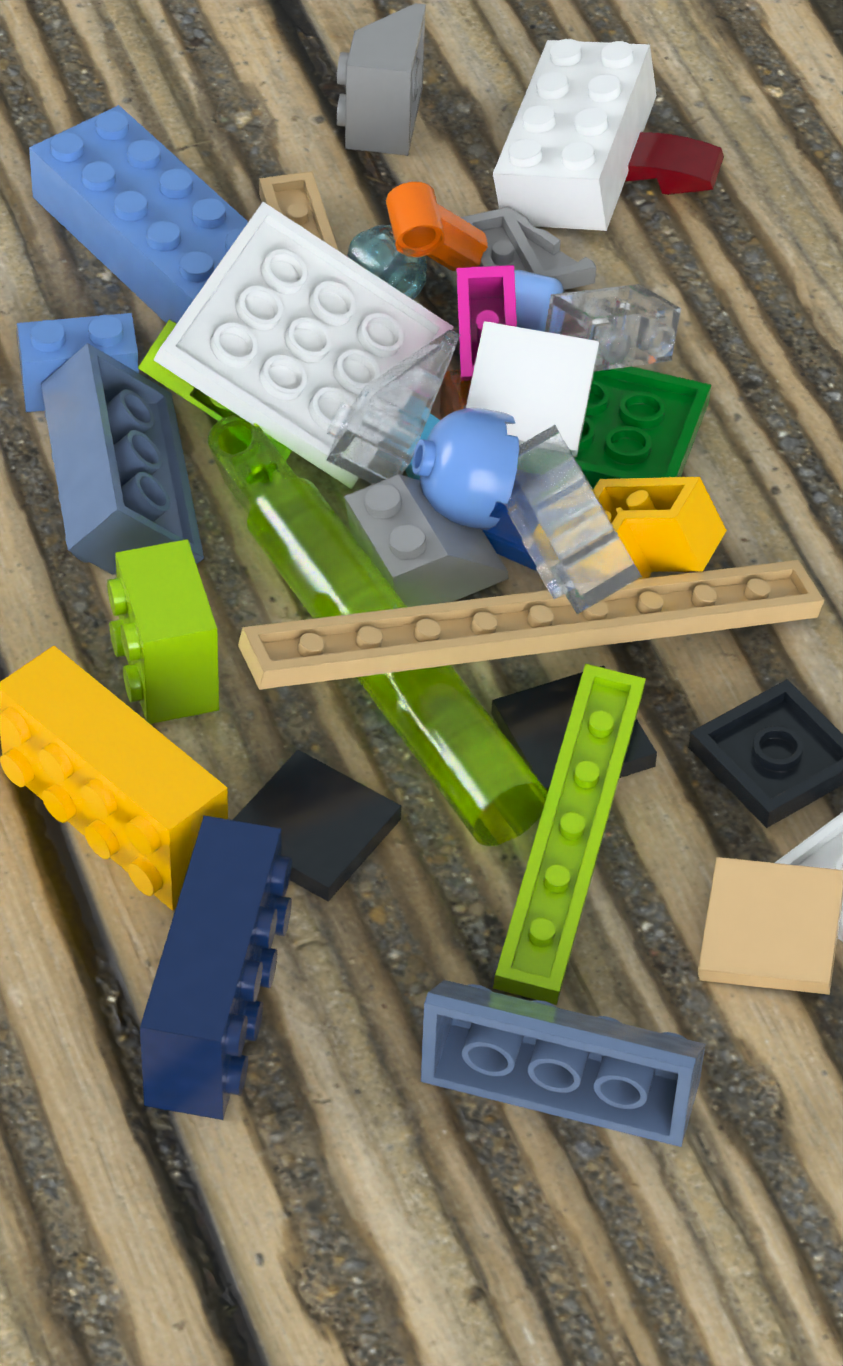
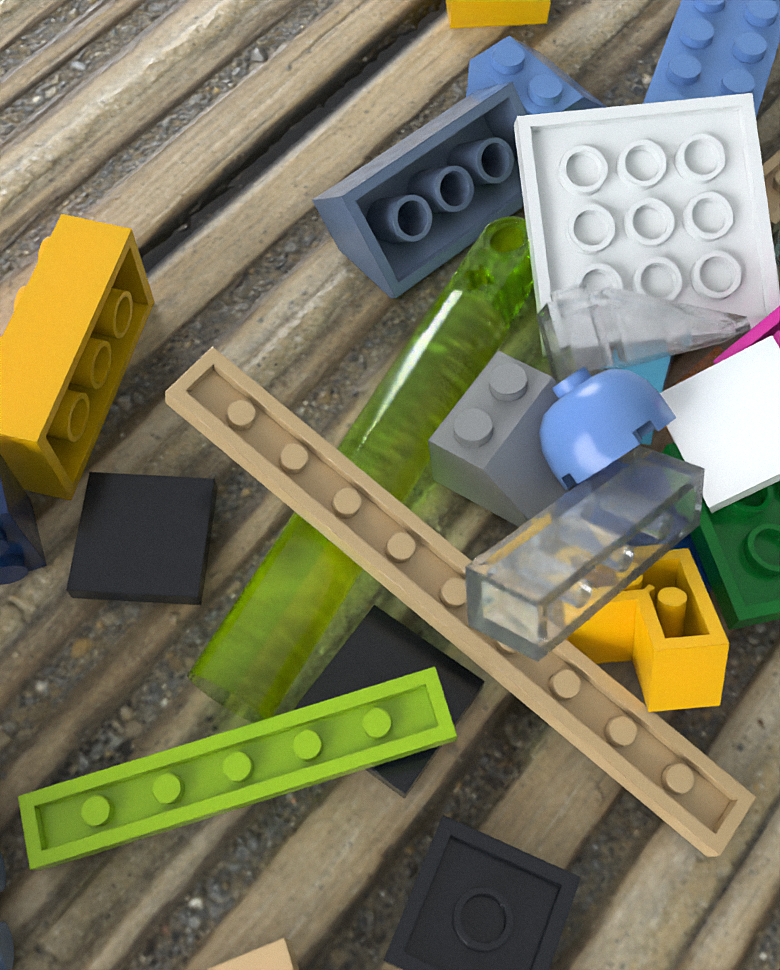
camera: 60 degrees right, 15 degrees up
(164, 632) = (255, 300): lime brick -> none

